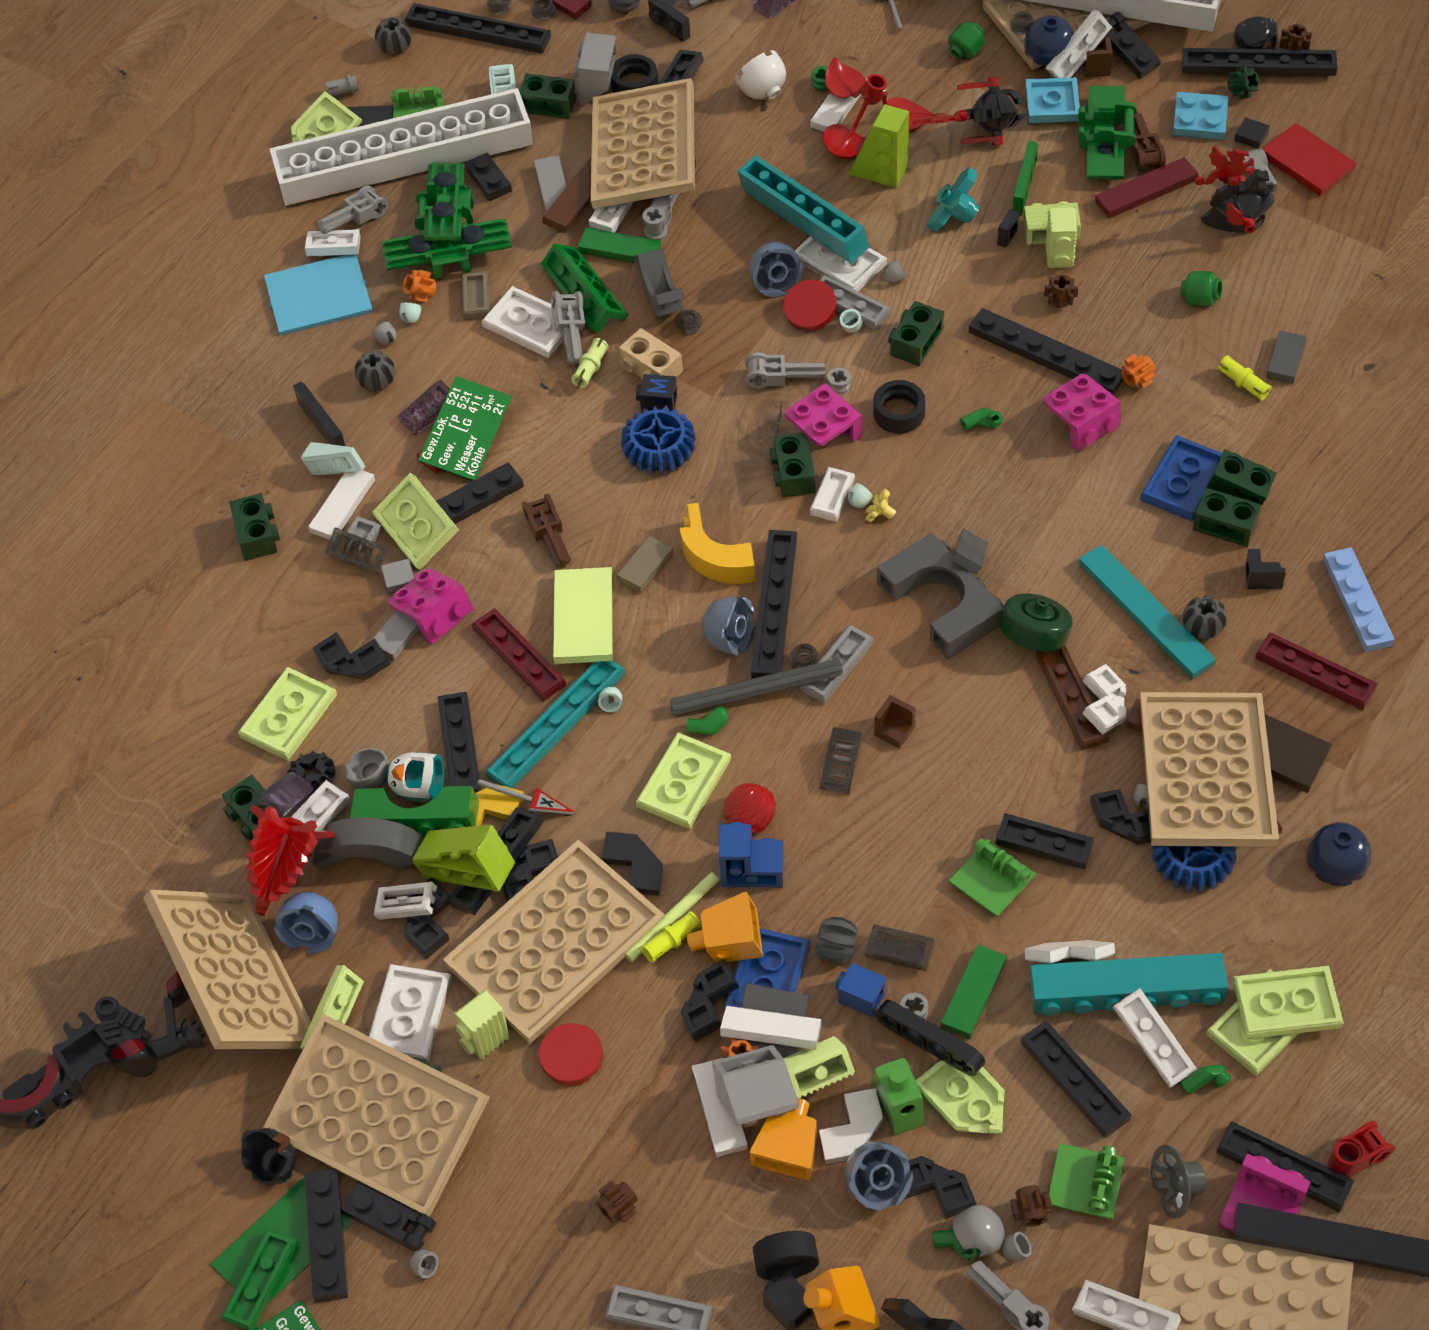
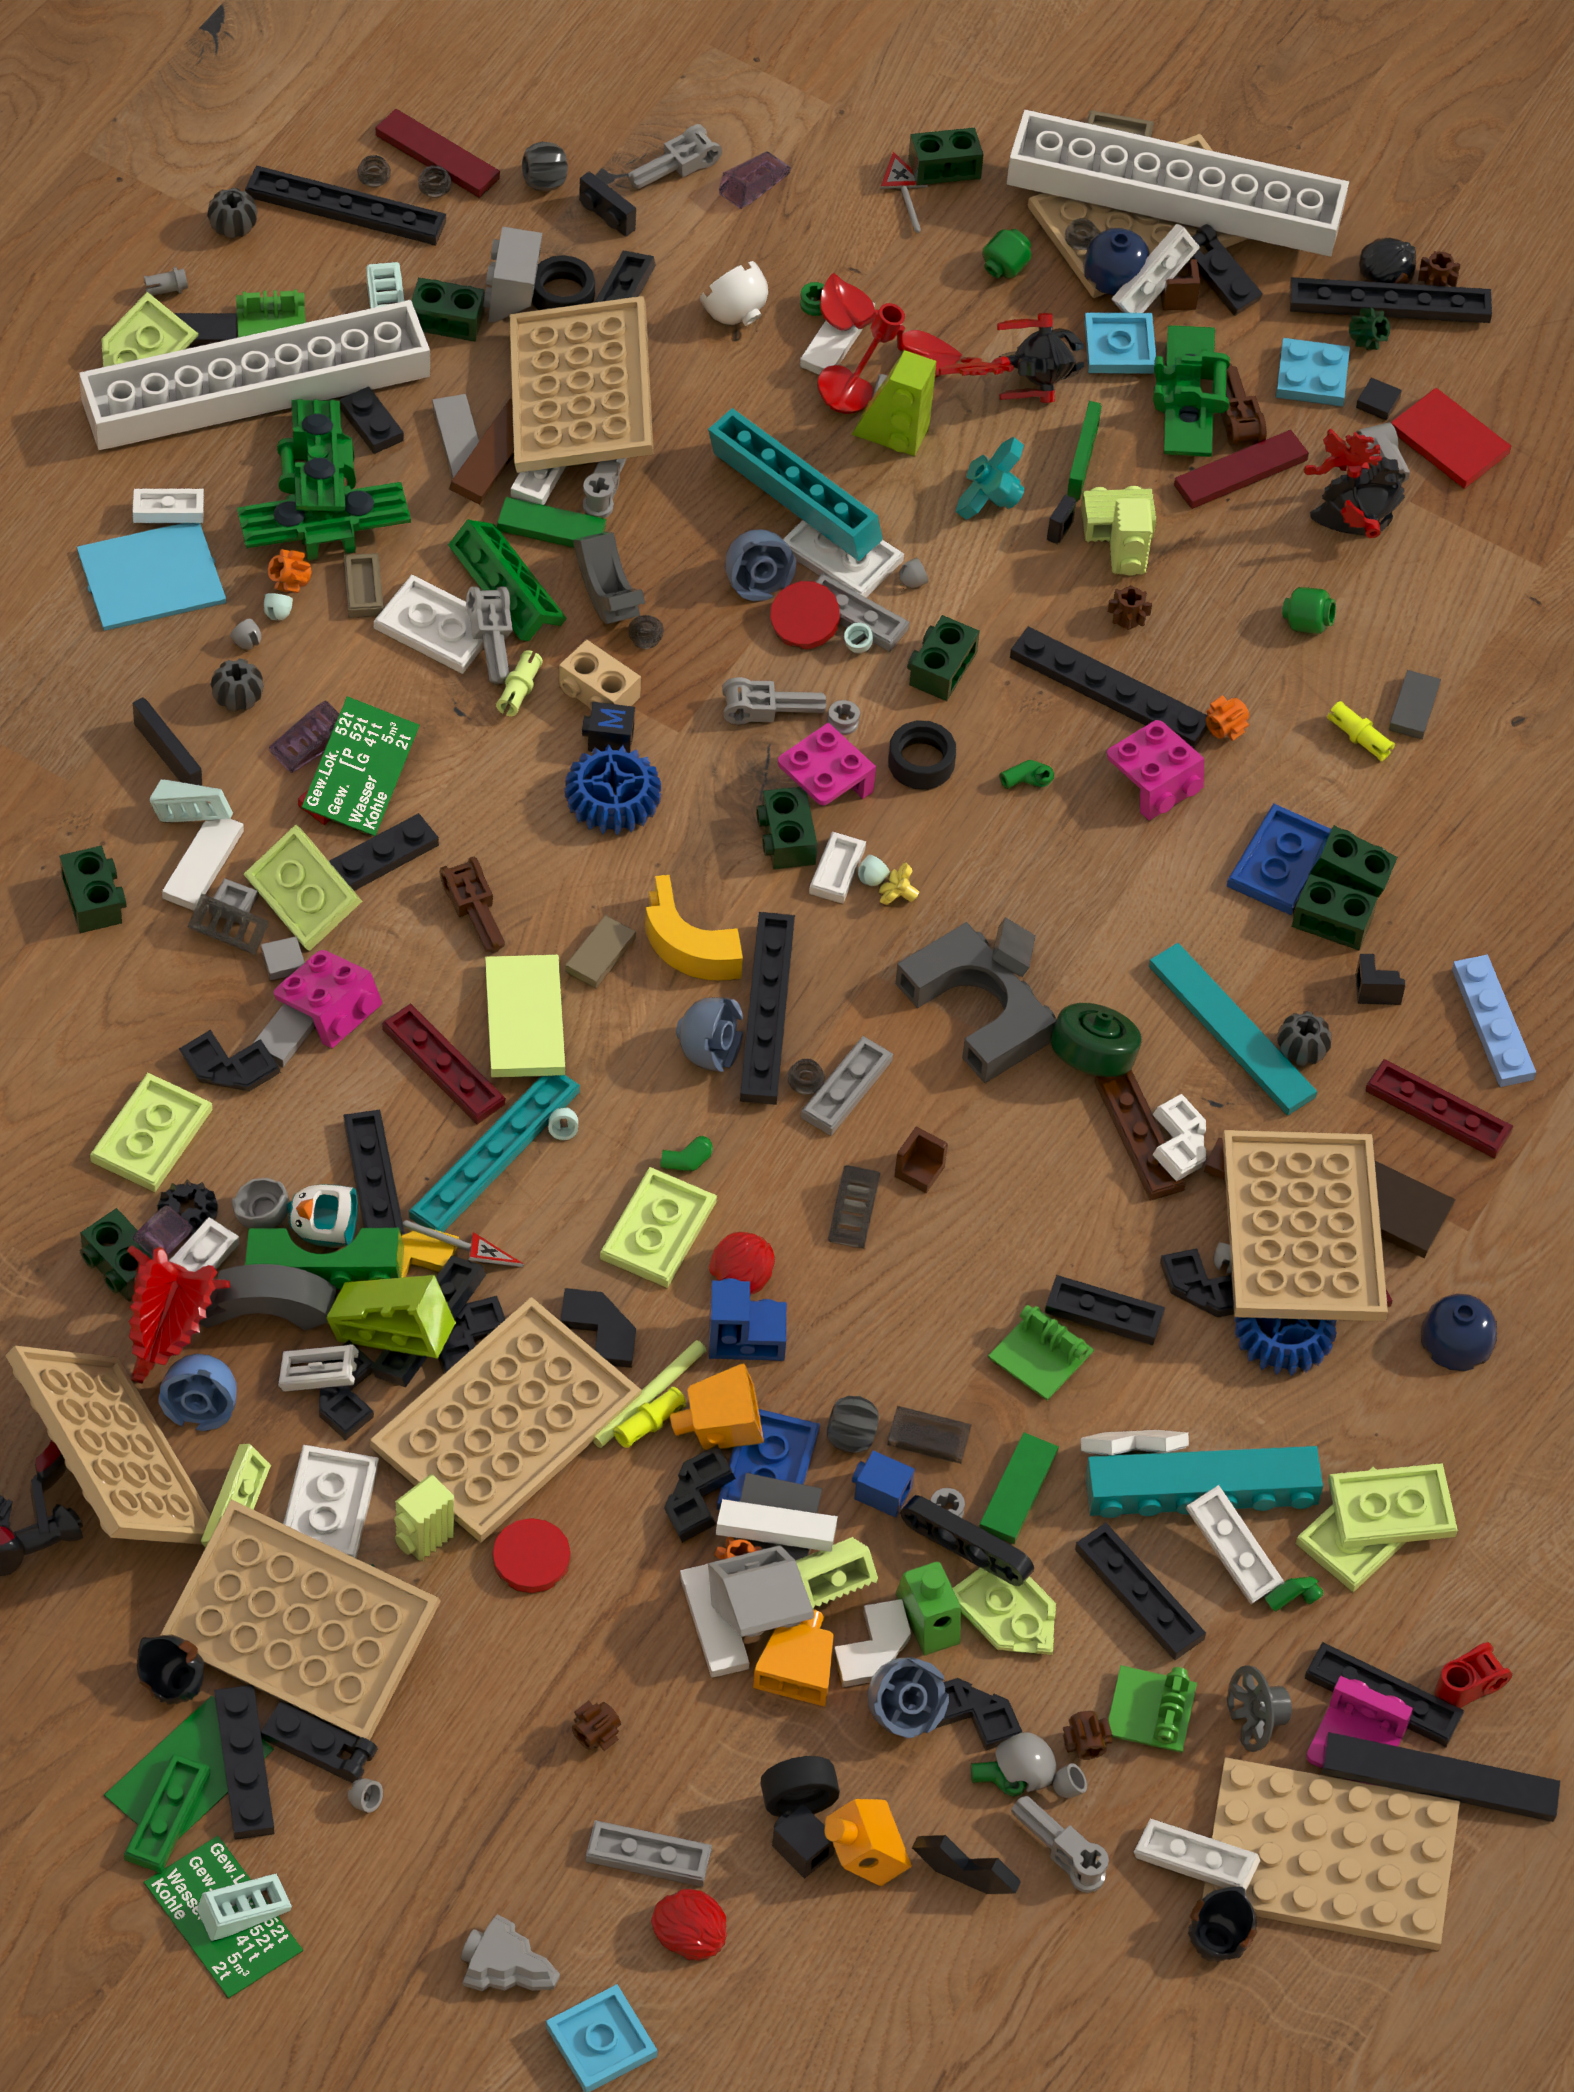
camera: 10 degrees left, 0 degrees up
(357, 207) = (201, 458): light grey connector -> none
(756, 686) = (746, 1112): dark grey axle -> none

